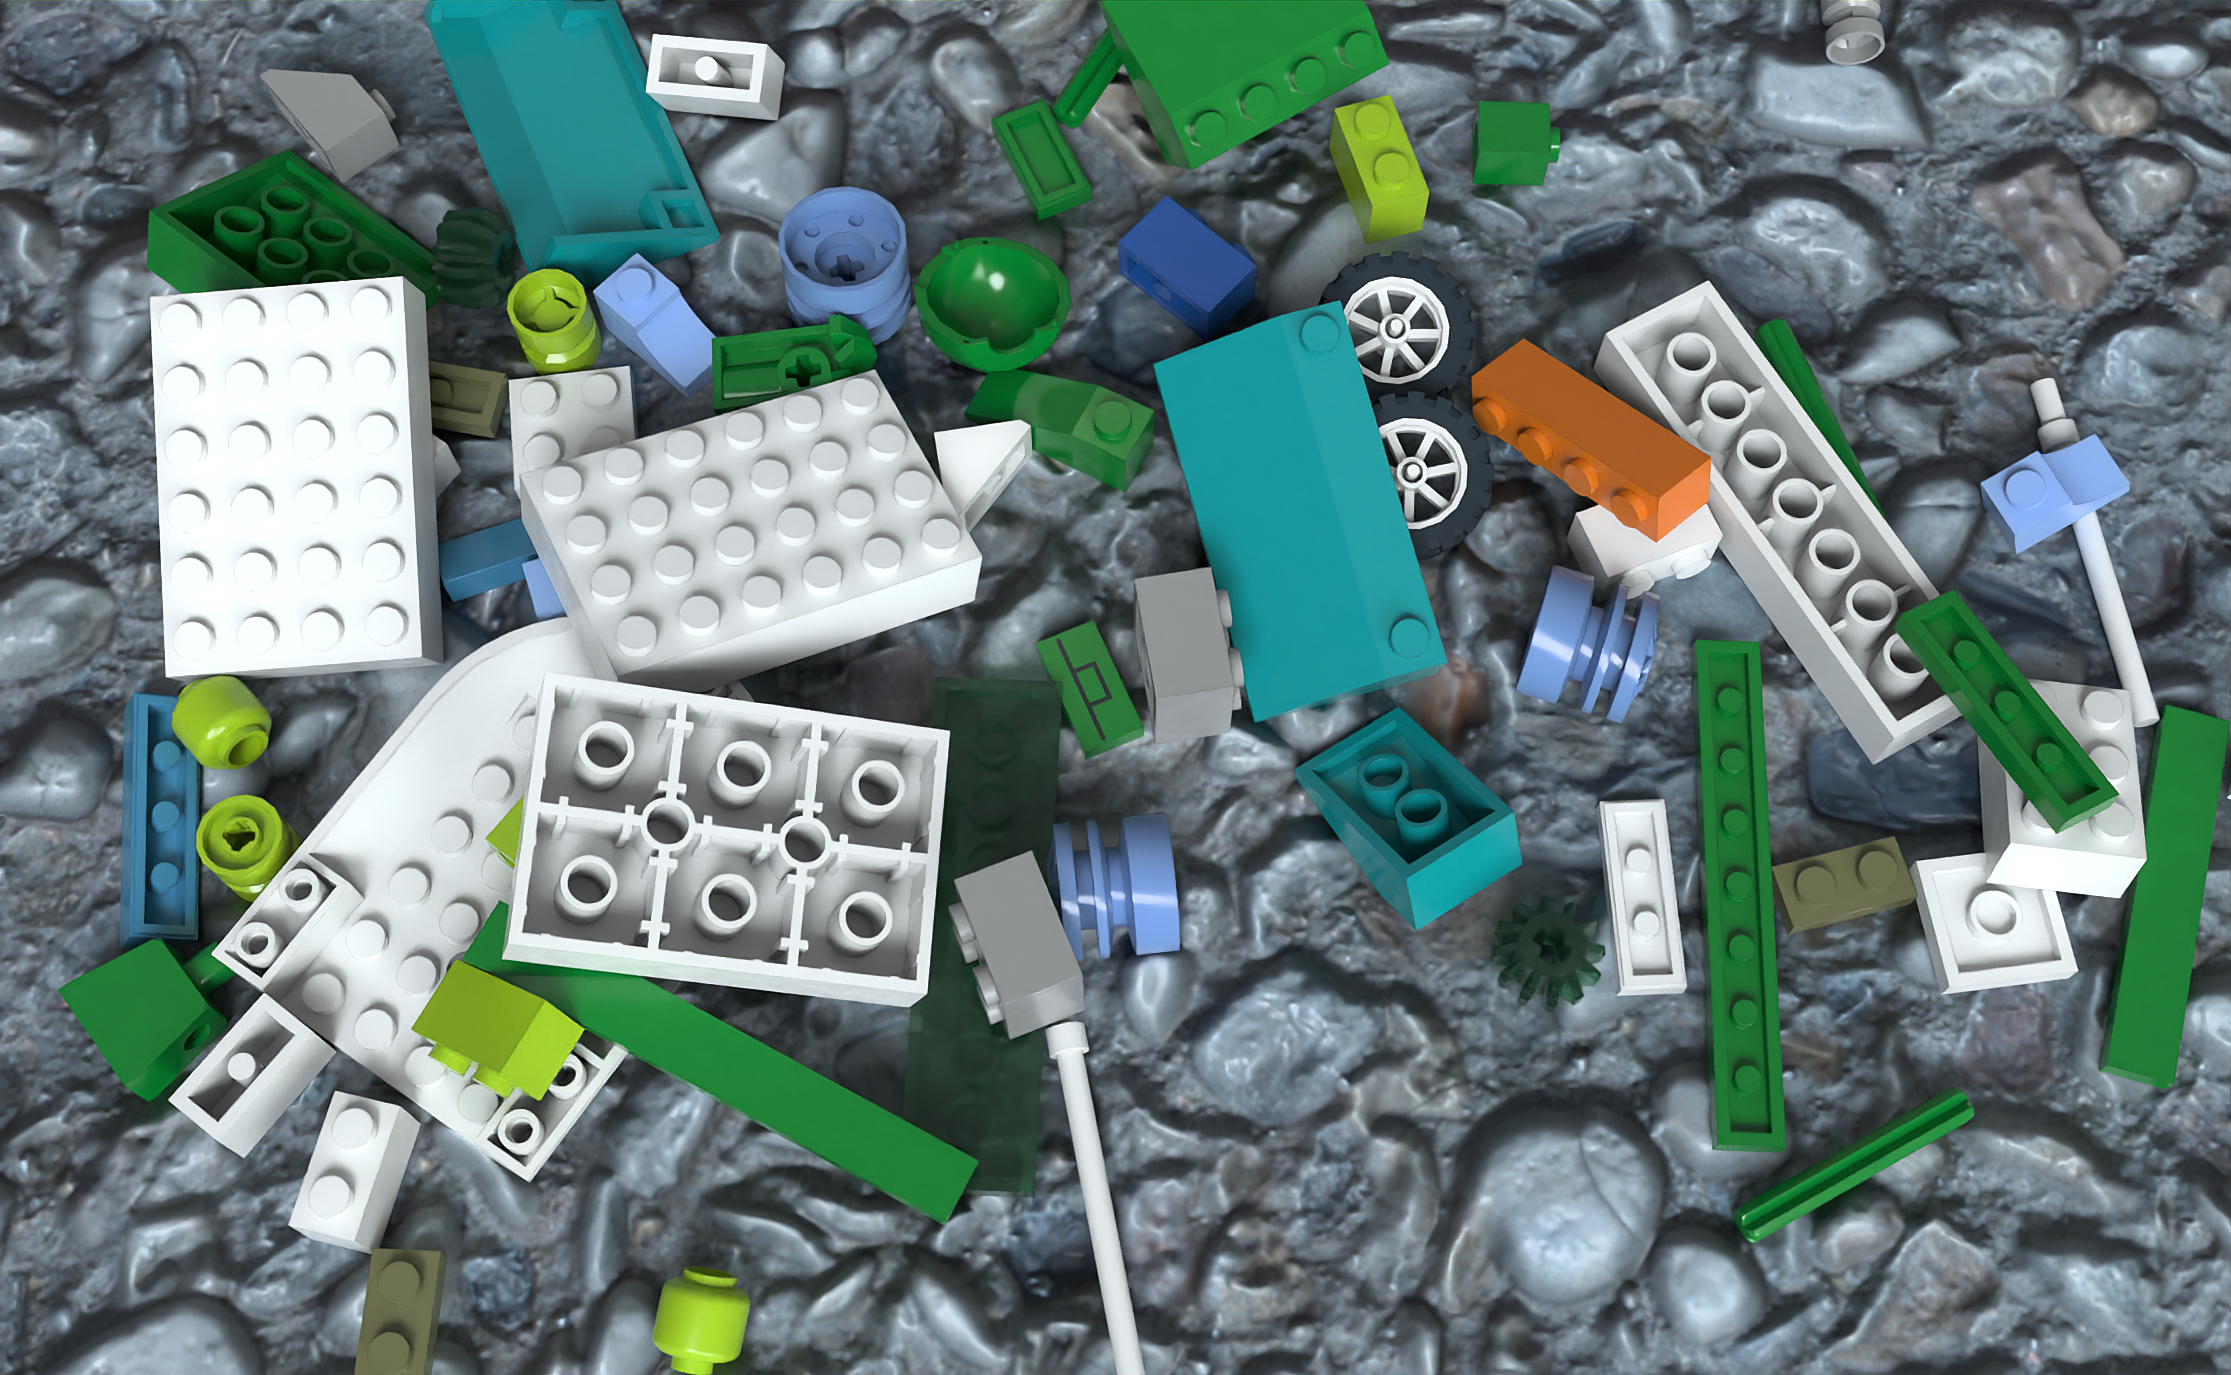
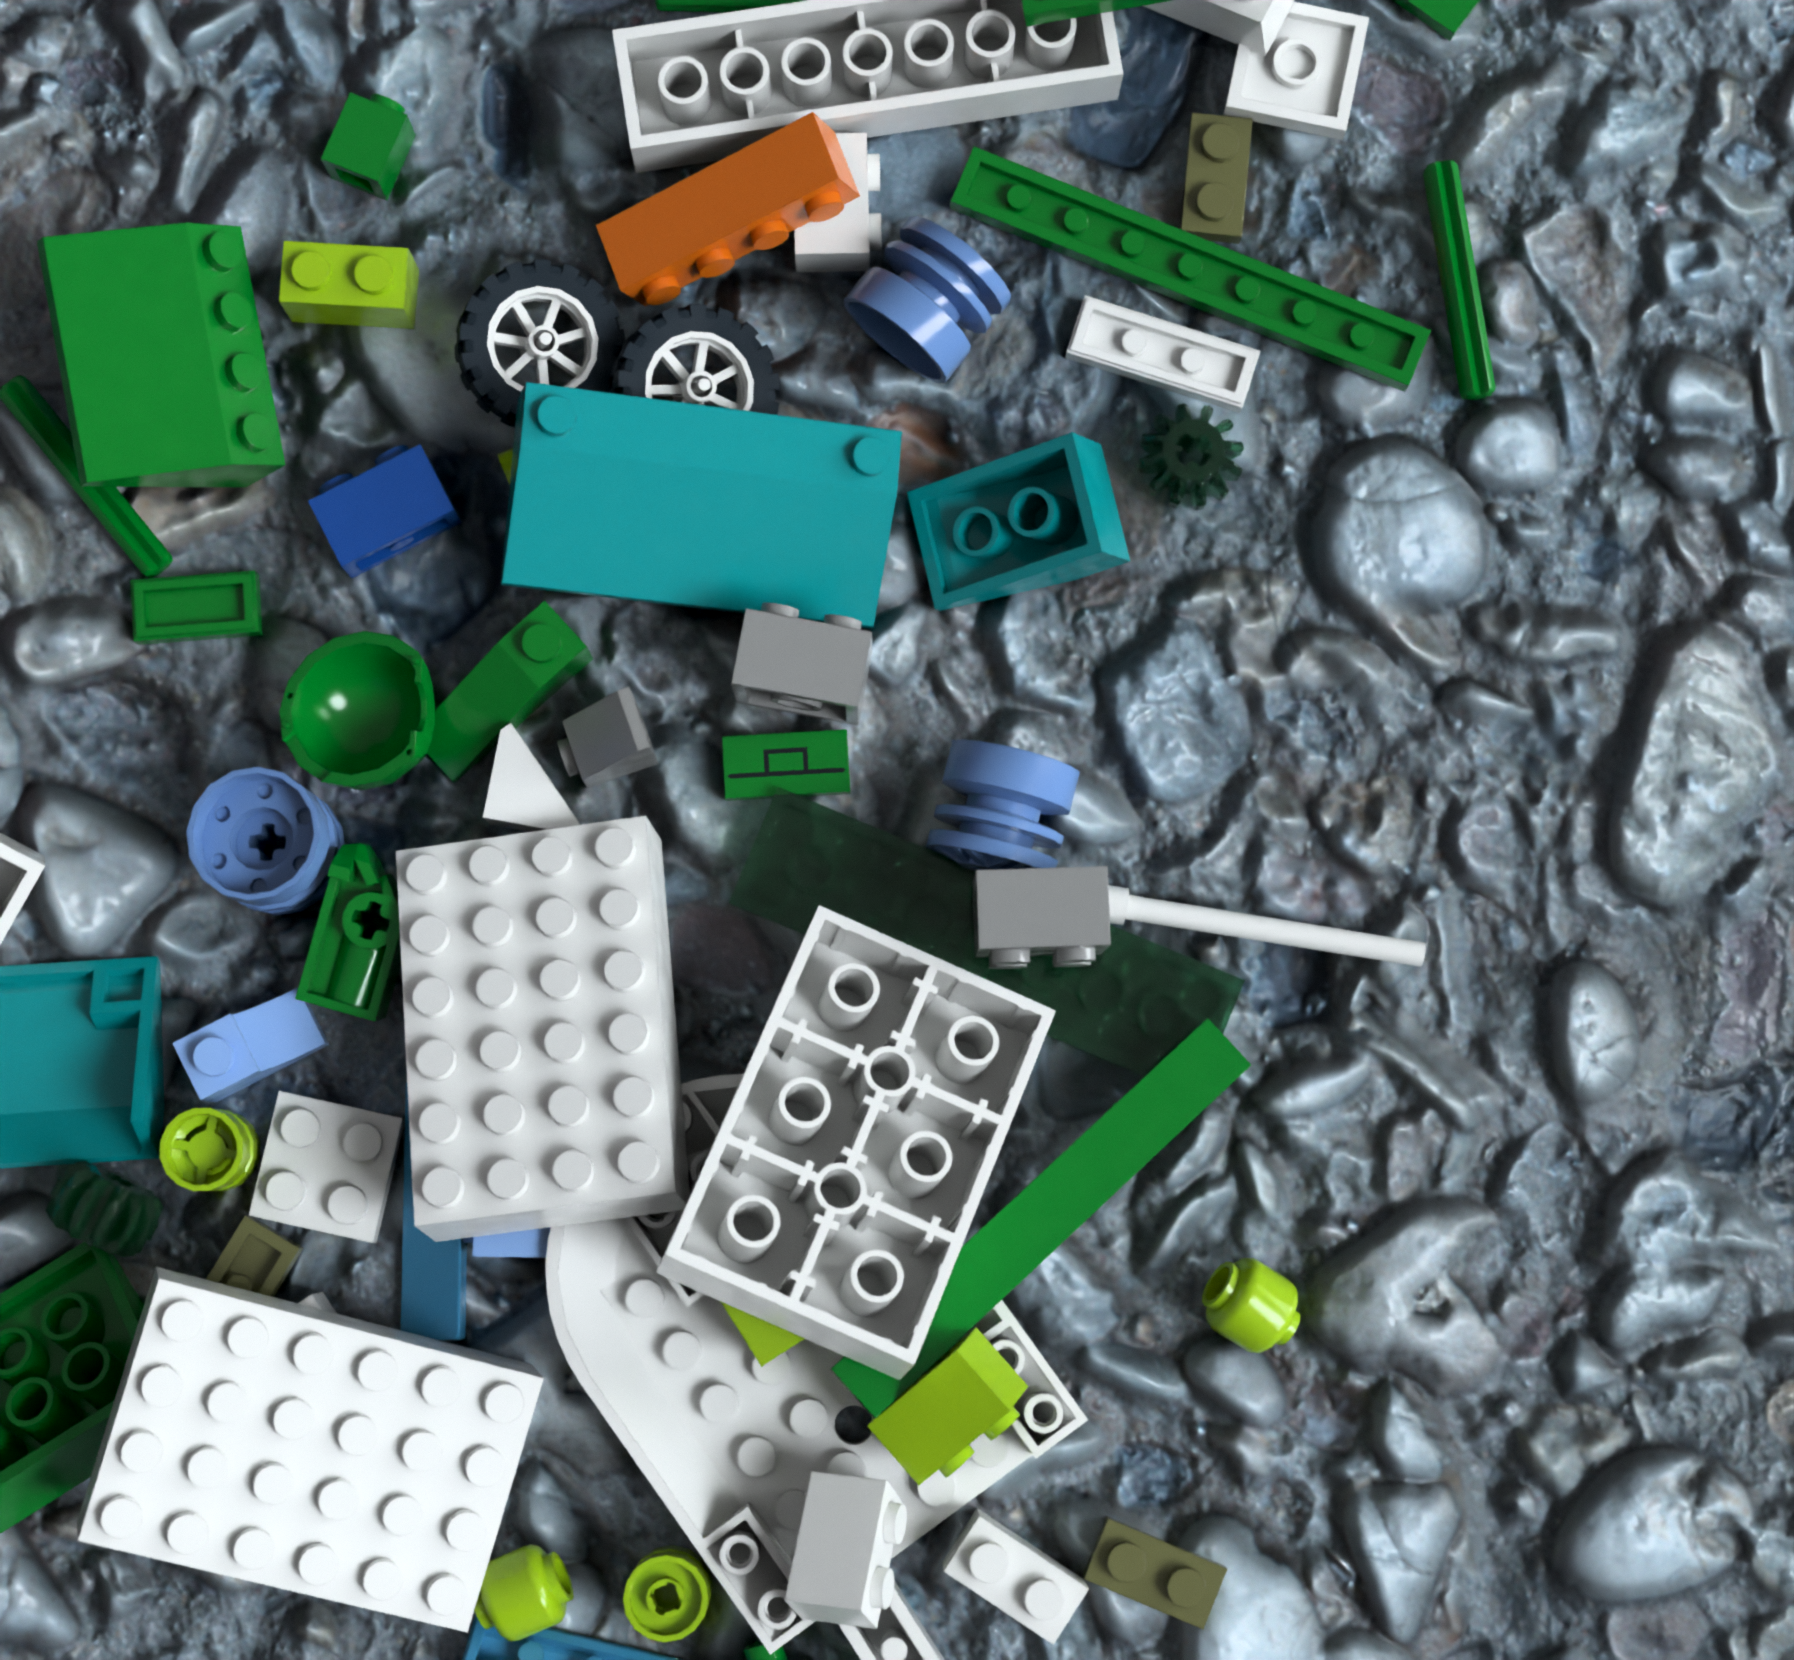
camera: 75 degrees left, 15 degrees up
(326, 979) = (845, 1550): none -> white brick
(1051, 520) = (607, 740): none -> light grey slope

